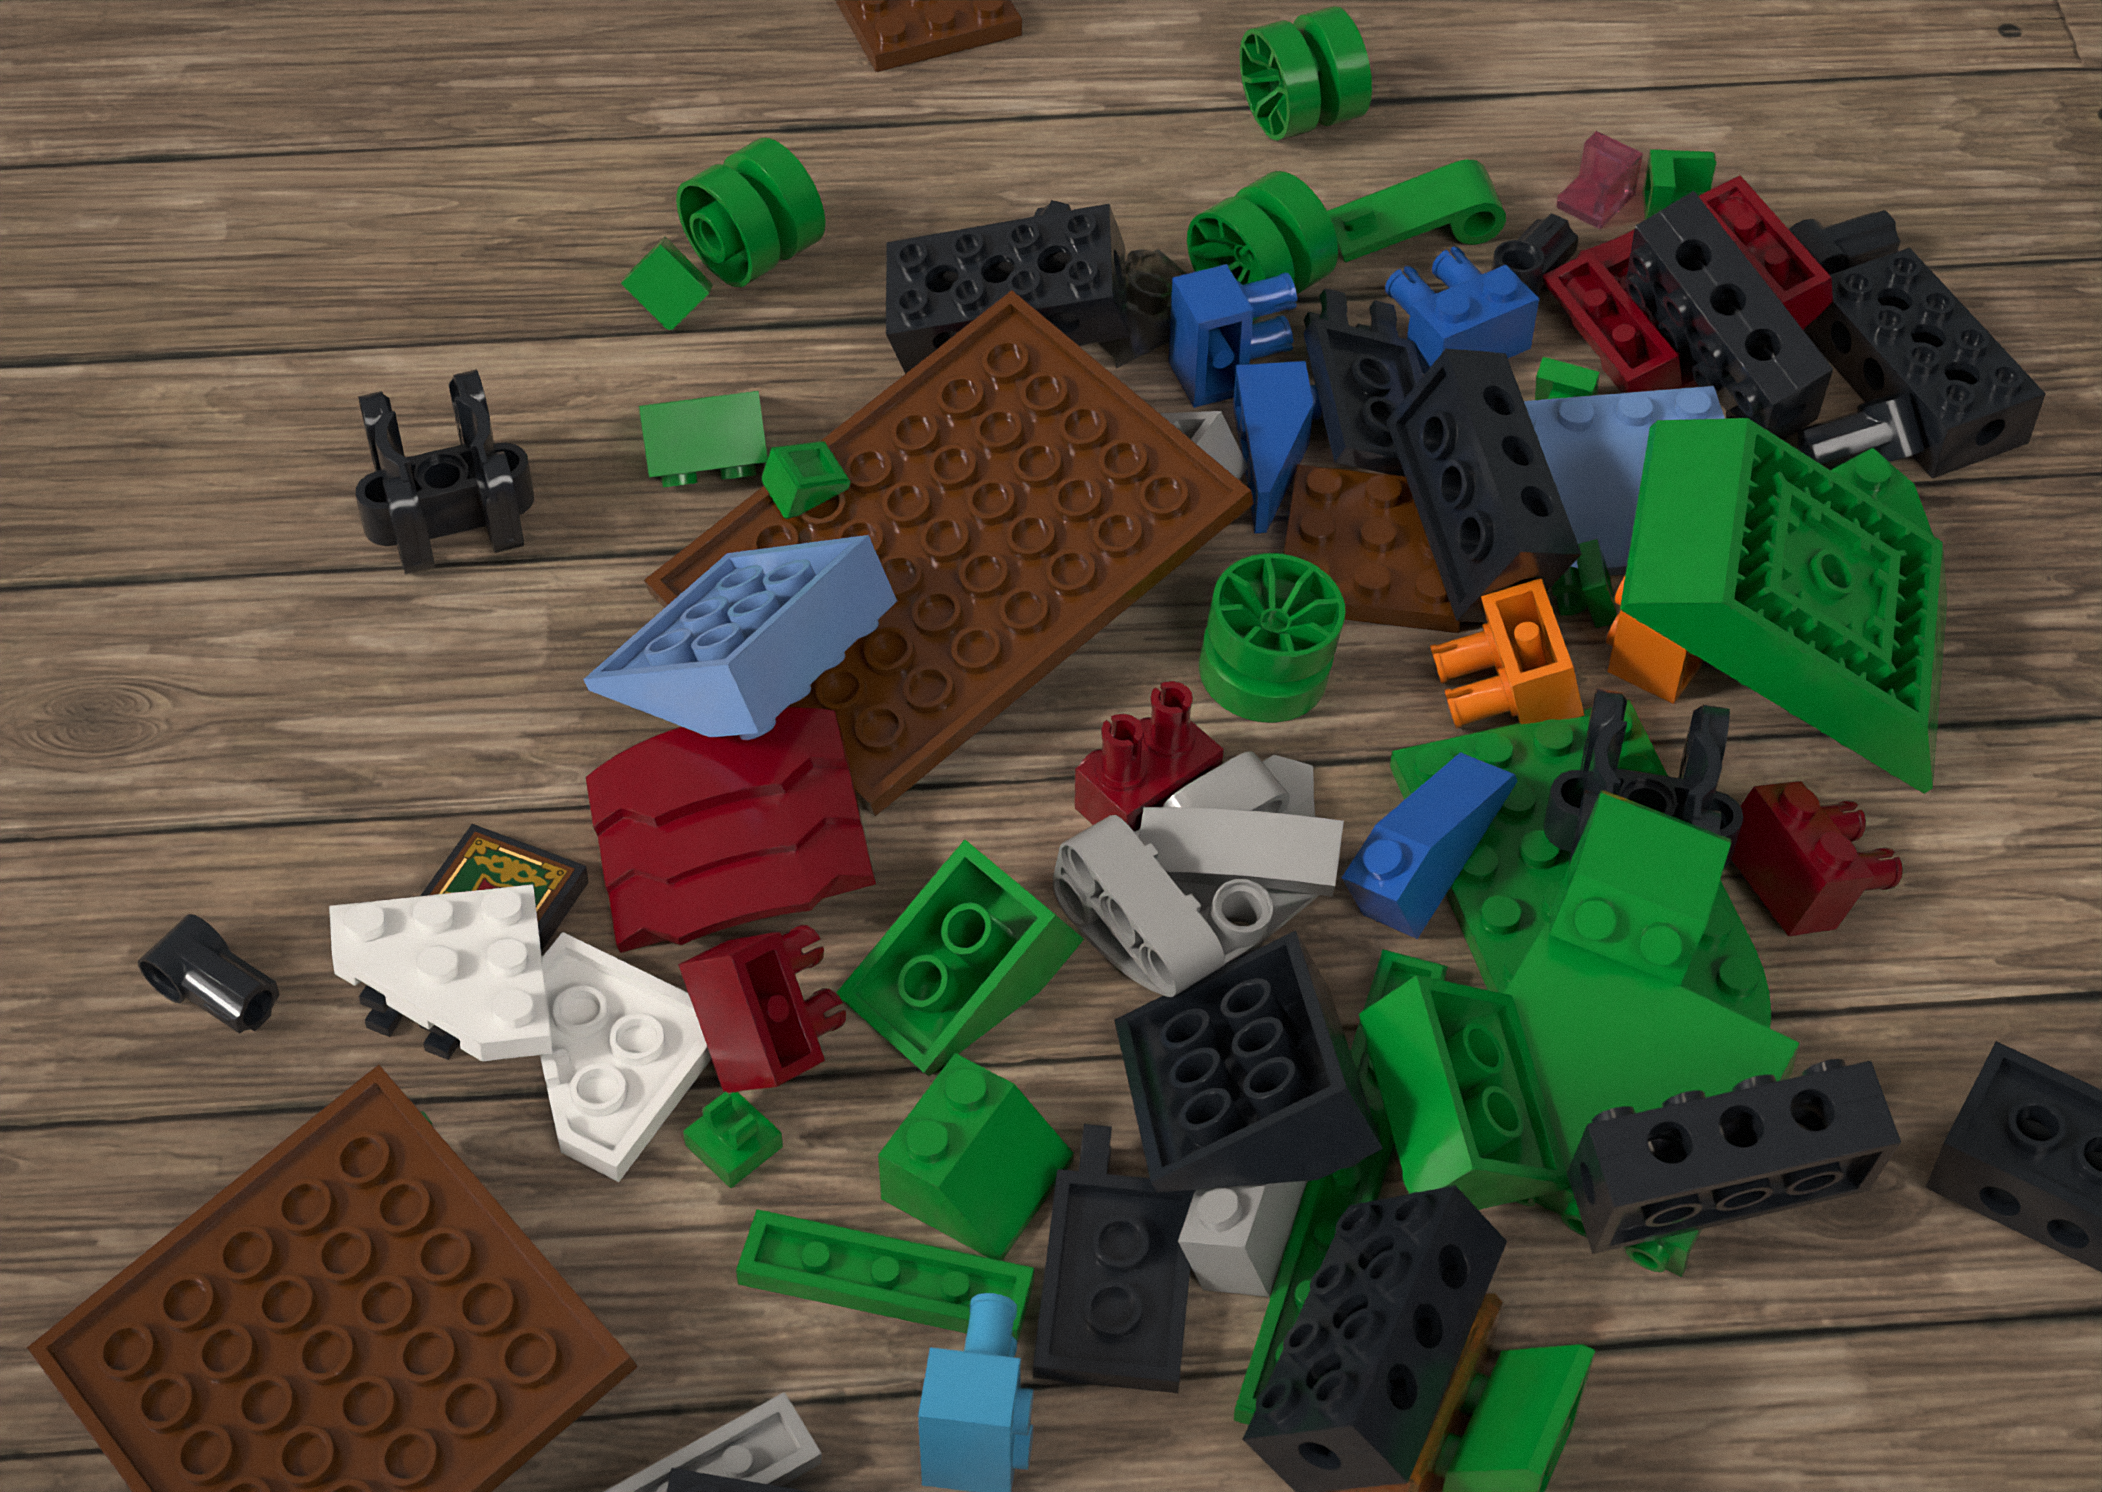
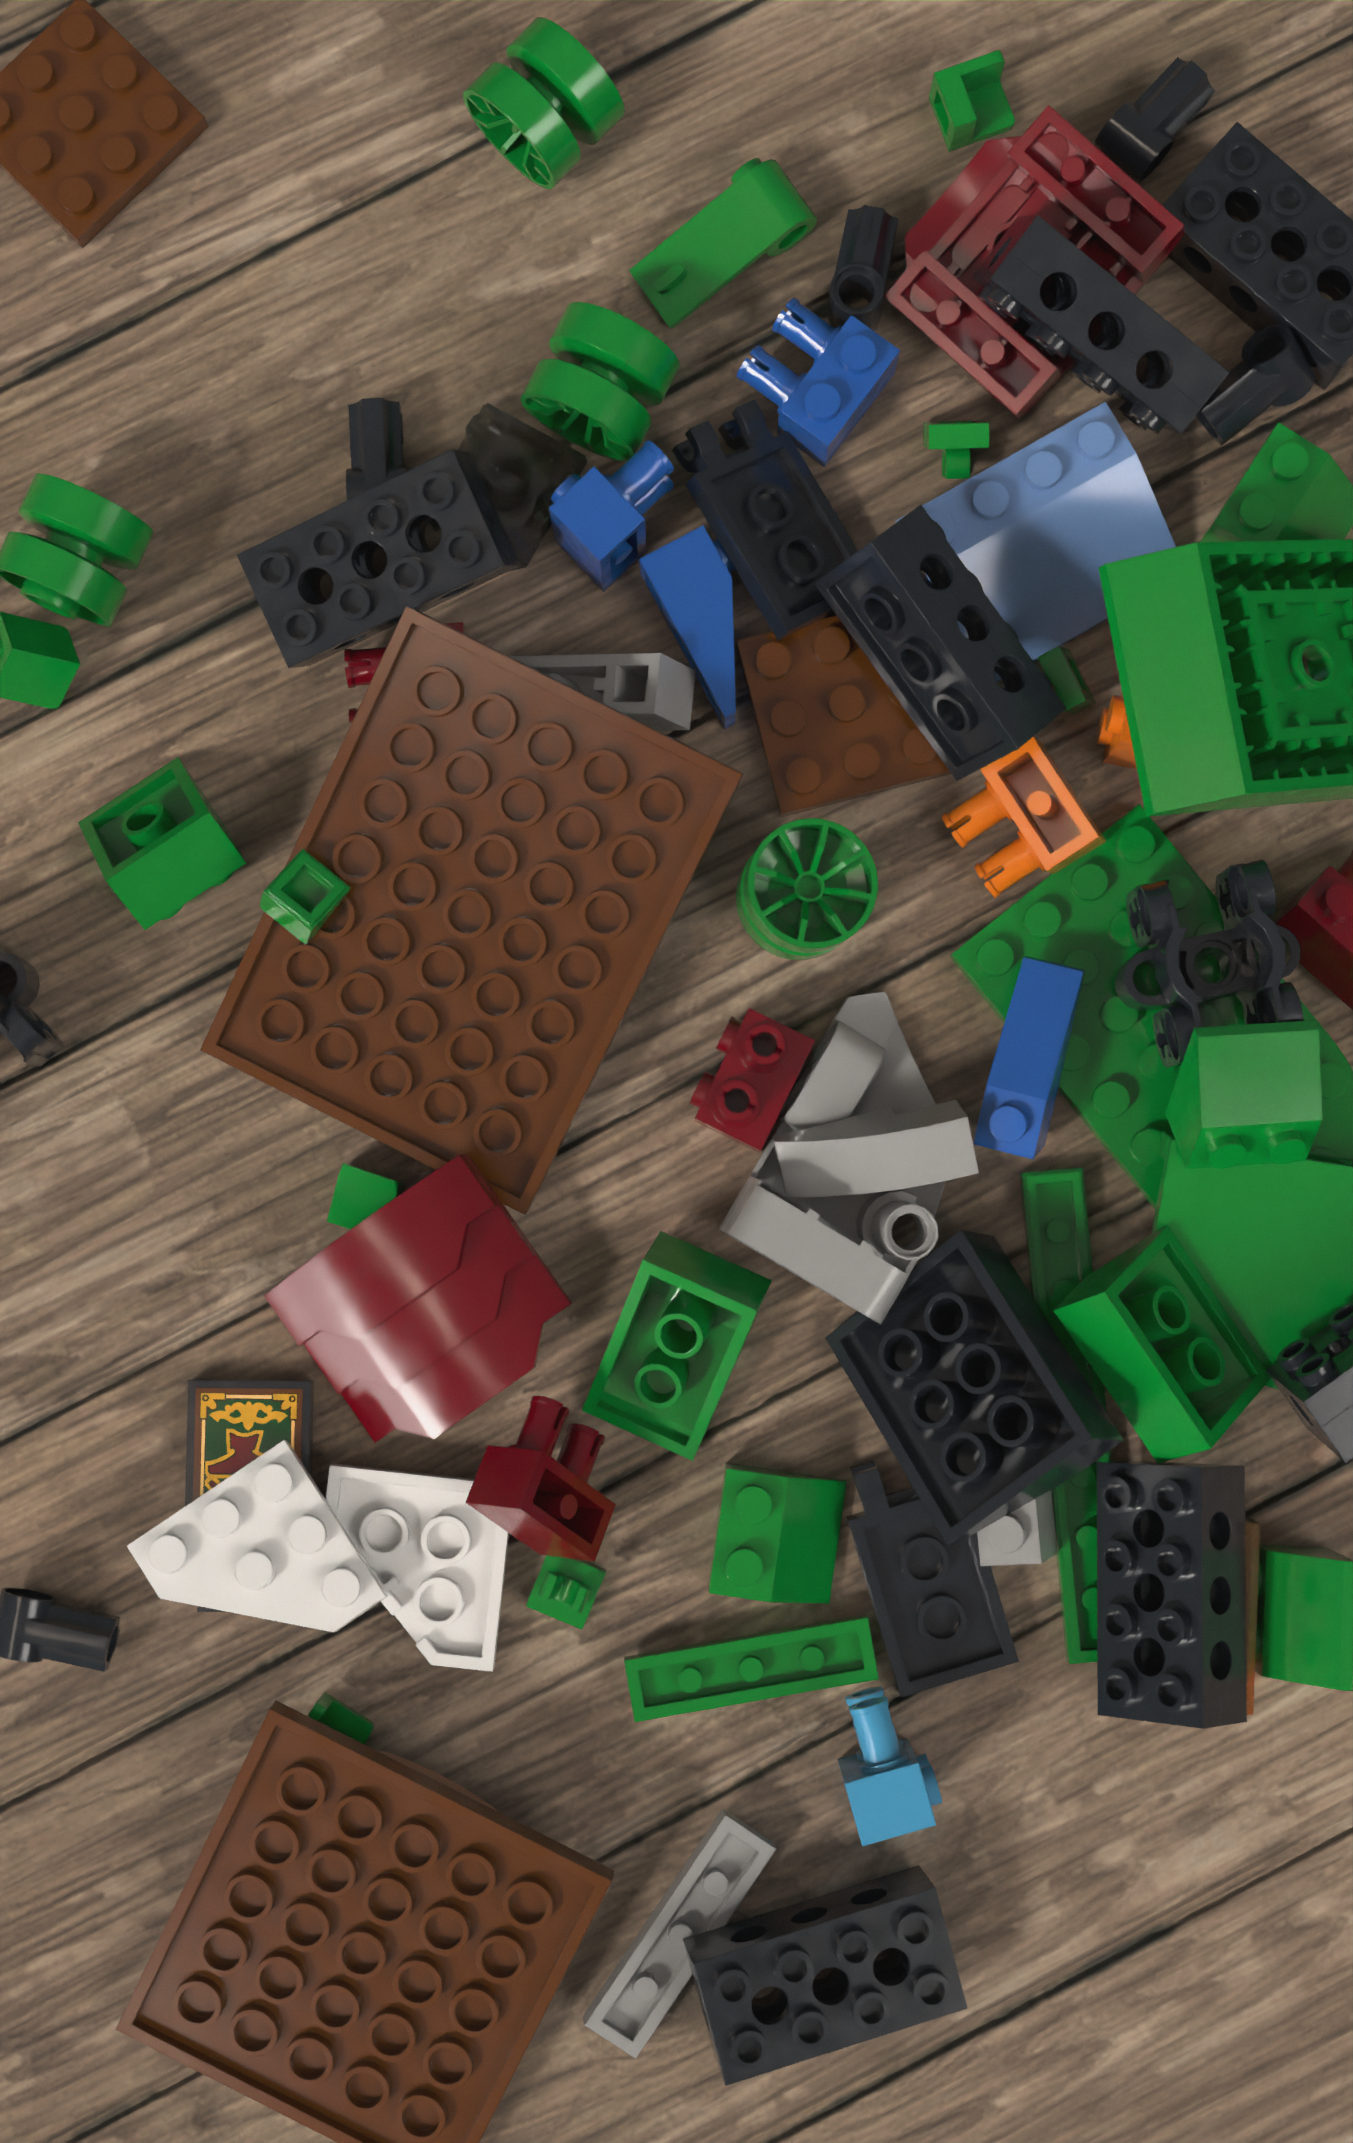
camera: 20 degrees left, 35 degrees up
(749, 636) = (348, 1126): medium blue slope -> none
(1604, 182) = (889, 120): clear pink panel -> none

